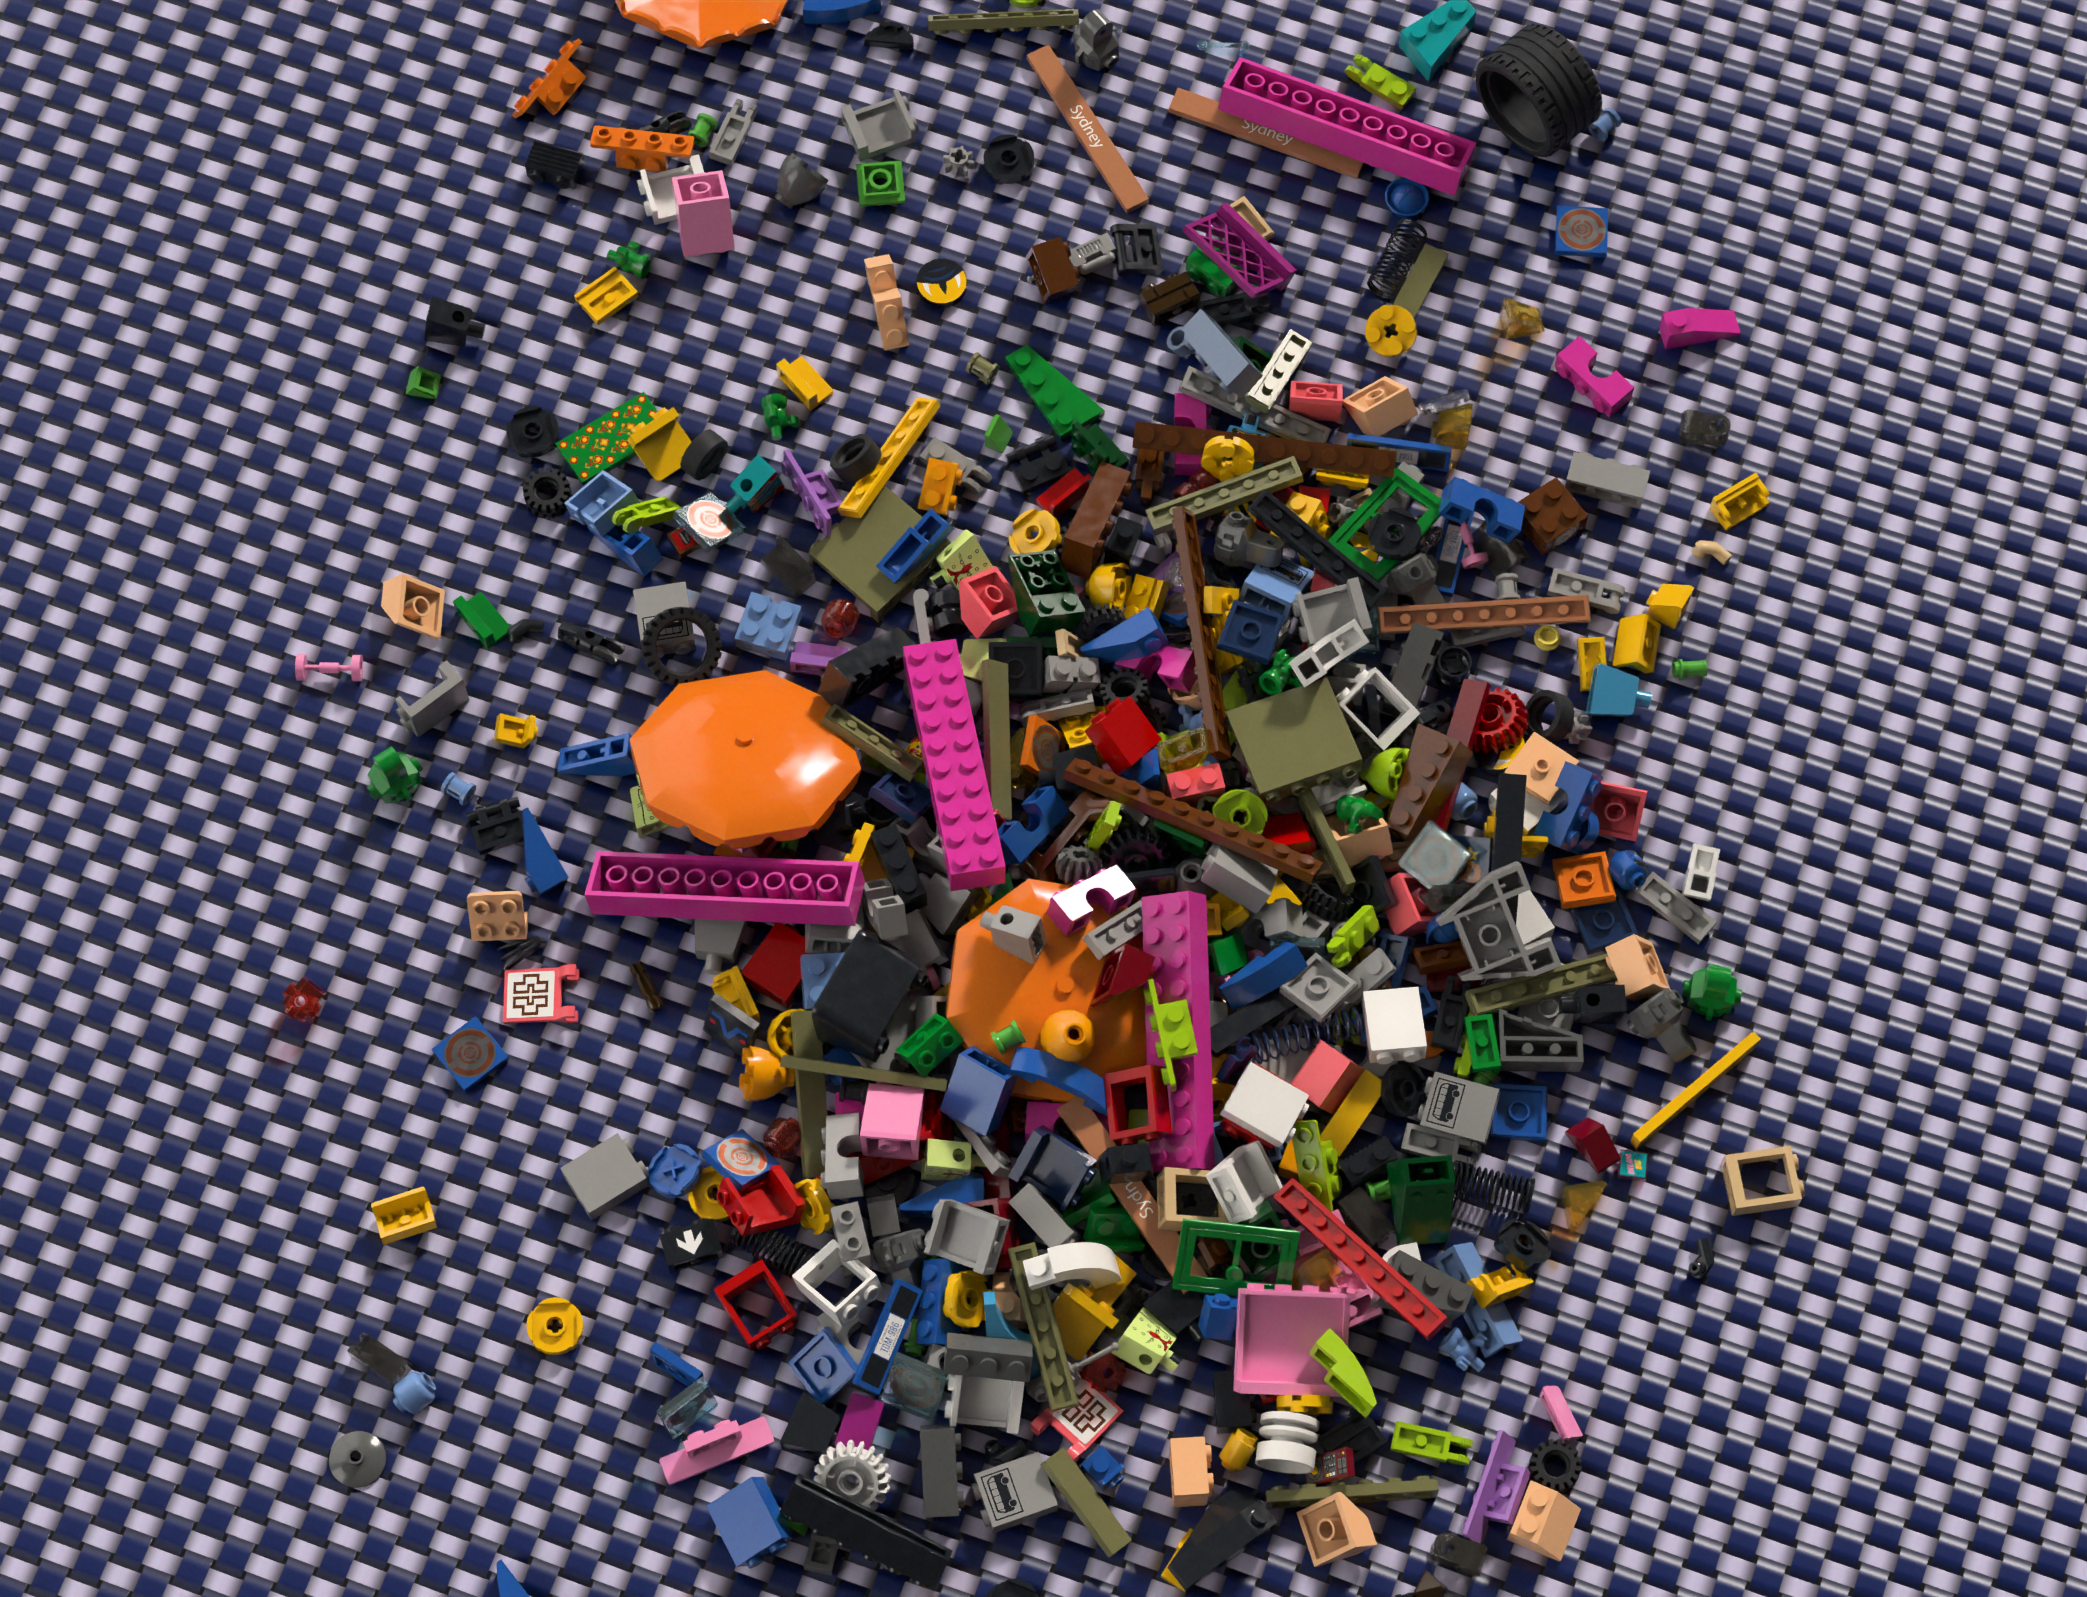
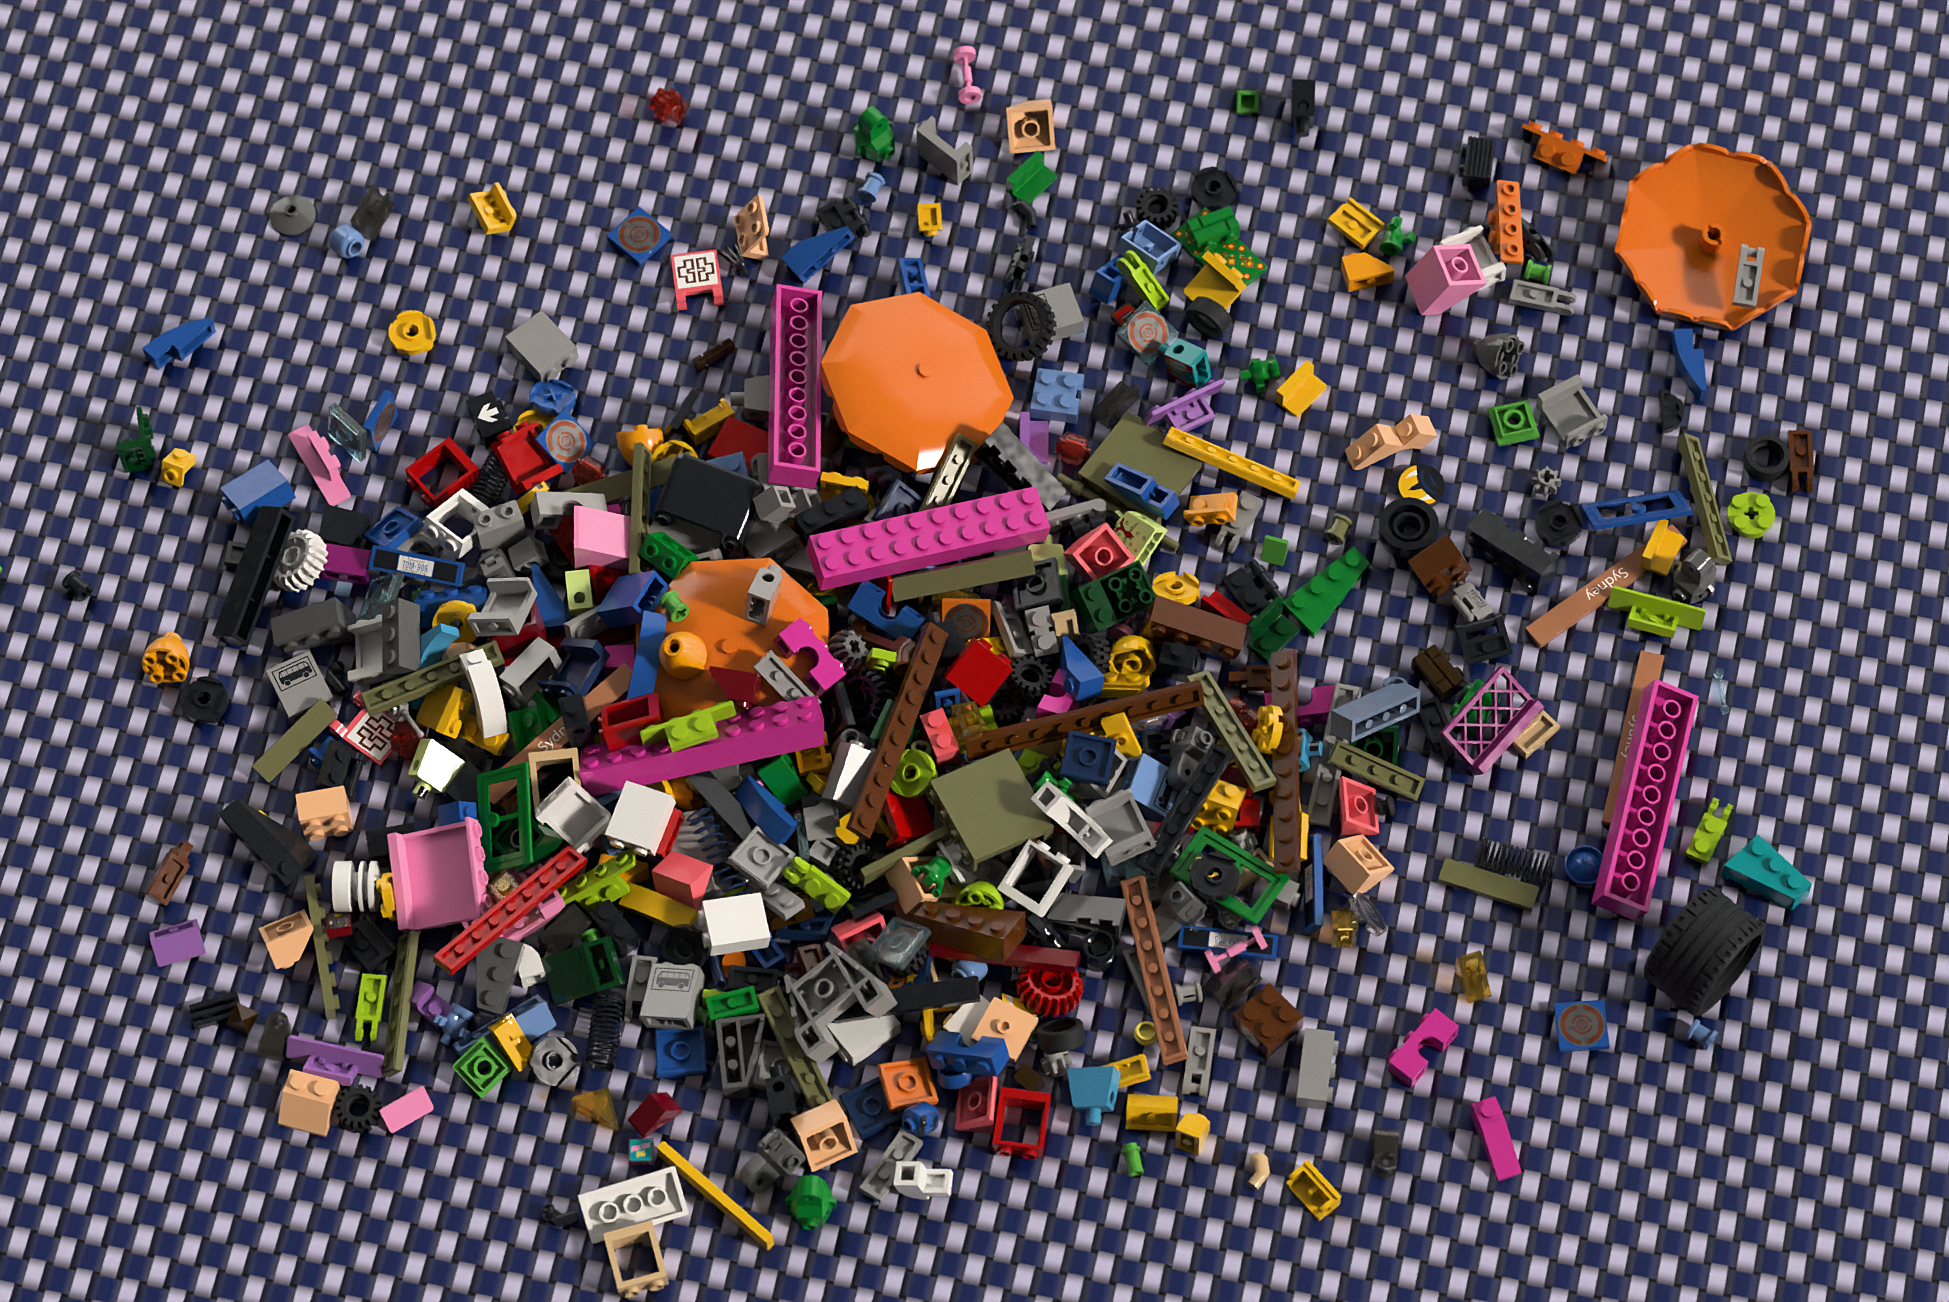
camera: 85 degrees right, 5 degrees down
(569, 519) = (1129, 221): none -> black piece
(592, 434) = (1213, 230): none -> green brick
(669, 297) = (1365, 271): none -> light orange slope
(855, 458) = (1225, 436): black tyre -> none
(889, 618) = (1079, 489): none -> olive bar
(992, 280) = (1412, 513): none -> black piece
(1028, 73) = (1598, 522): none -> blue door
(1039, 204) = (1512, 551): none -> black wedge
(1057, 67) = (1661, 549): none -> yellow panel
(1130, 88) = (1655, 613): none -> lime bracket
(1131, 1451) = (336, 765): none -> black plate
(1235, 1064) = (684, 801): dark blue plate -> none
(1238, 1450) = (349, 851): yellow brick -> none
(1315, 371) = (1386, 806): none -> black piece
(1344, 1372) = (415, 915): lime slope -> none
(1405, 326) = (1432, 853): yellow plate -> none
(1431, 1381) = (428, 1003): none -> medium lavender slope
(1436, 1060) = (716, 971): none -> dark blue piece
(1443, 1410) = (400, 1003): none -> olive tile
(1501, 513) = (1257, 927): blue arch -> none
(1522, 1334) = (467, 1066): none -> bright green piece
(1593, 755) = (1029, 1078): none -> dark brown slope
(1649, 751) = (1027, 1100): none -> red window
(1698, 1178) = (632, 1202): none -> white slope

